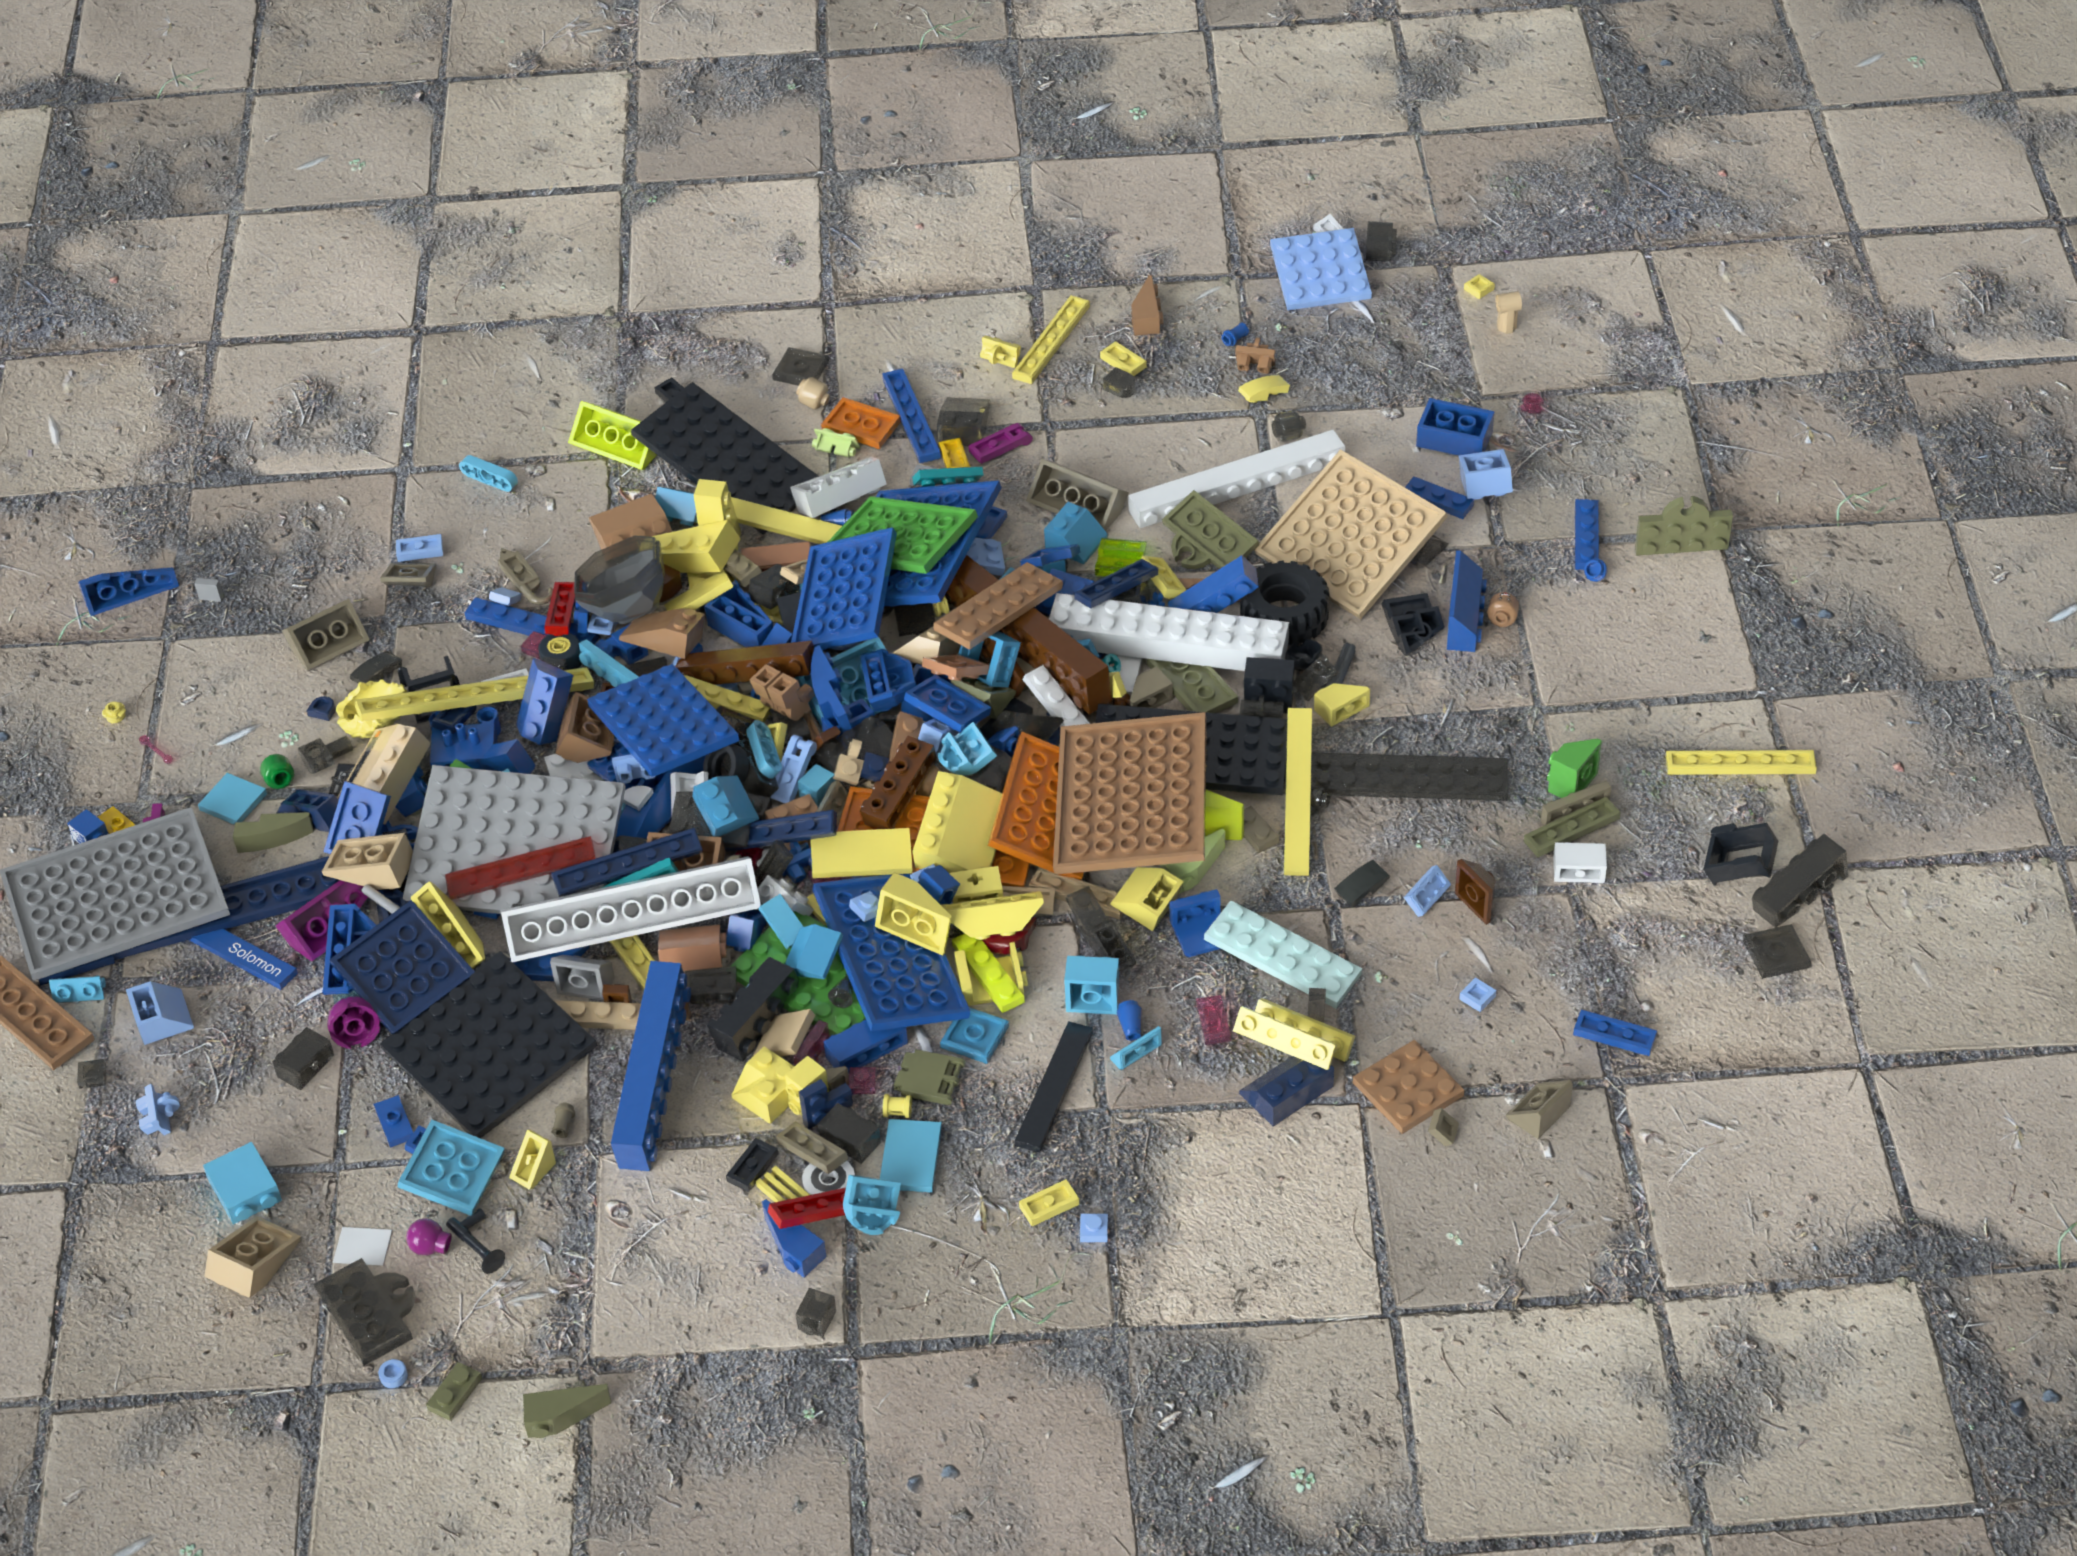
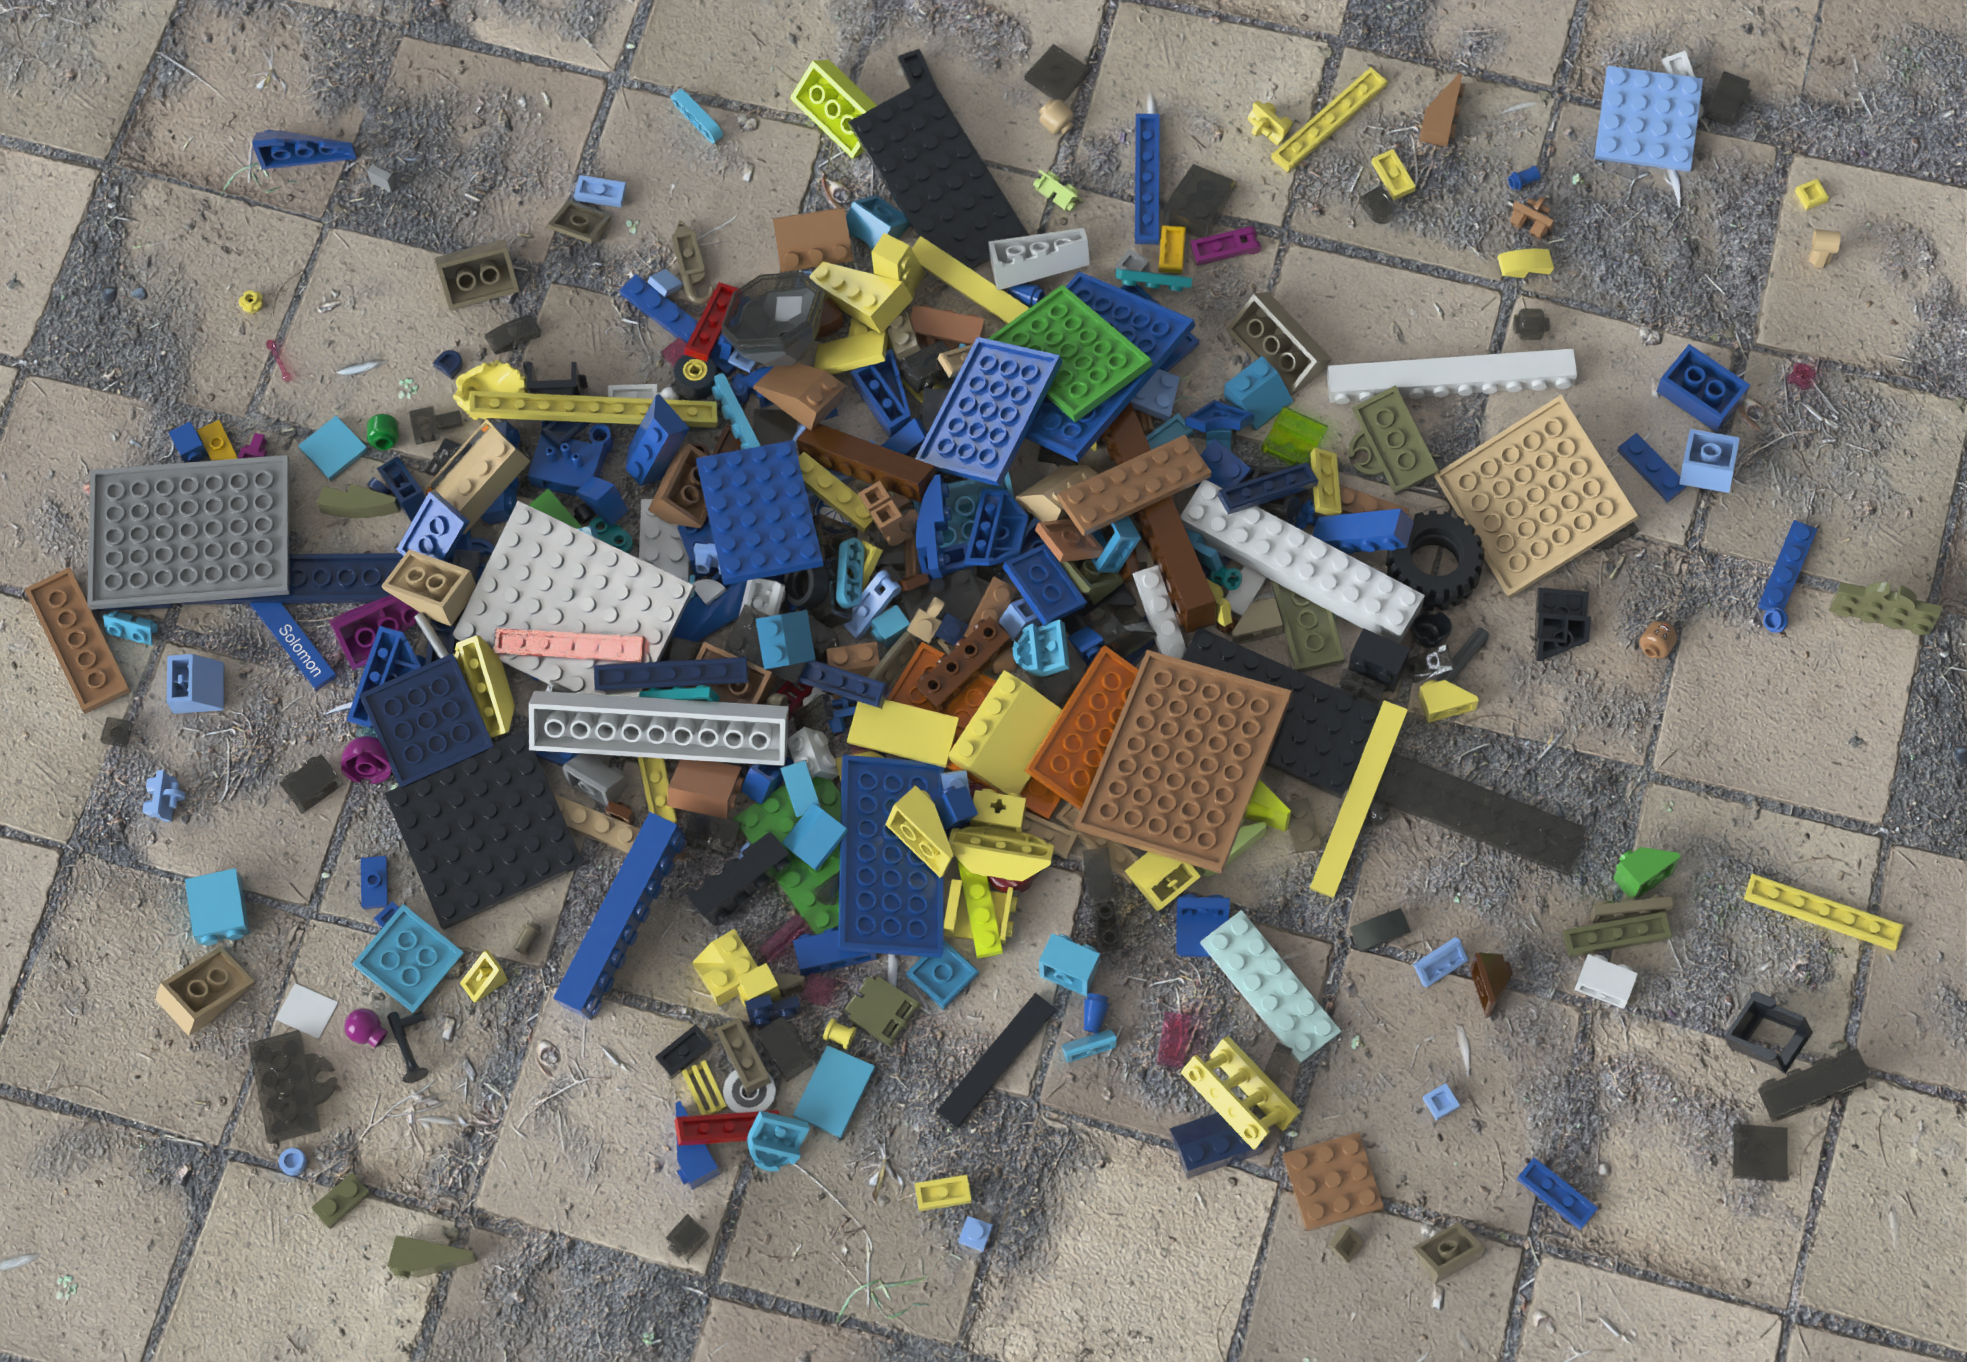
camera: 20 degrees right, 20 degrees up
(786, 1032) = (761, 917): tan tile -> none
(865, 906) = (884, 798): light blue plate -> none
(866, 423) = (1092, 172): orange plate -> none
(1465, 605) = (1620, 622): blue slope -> none

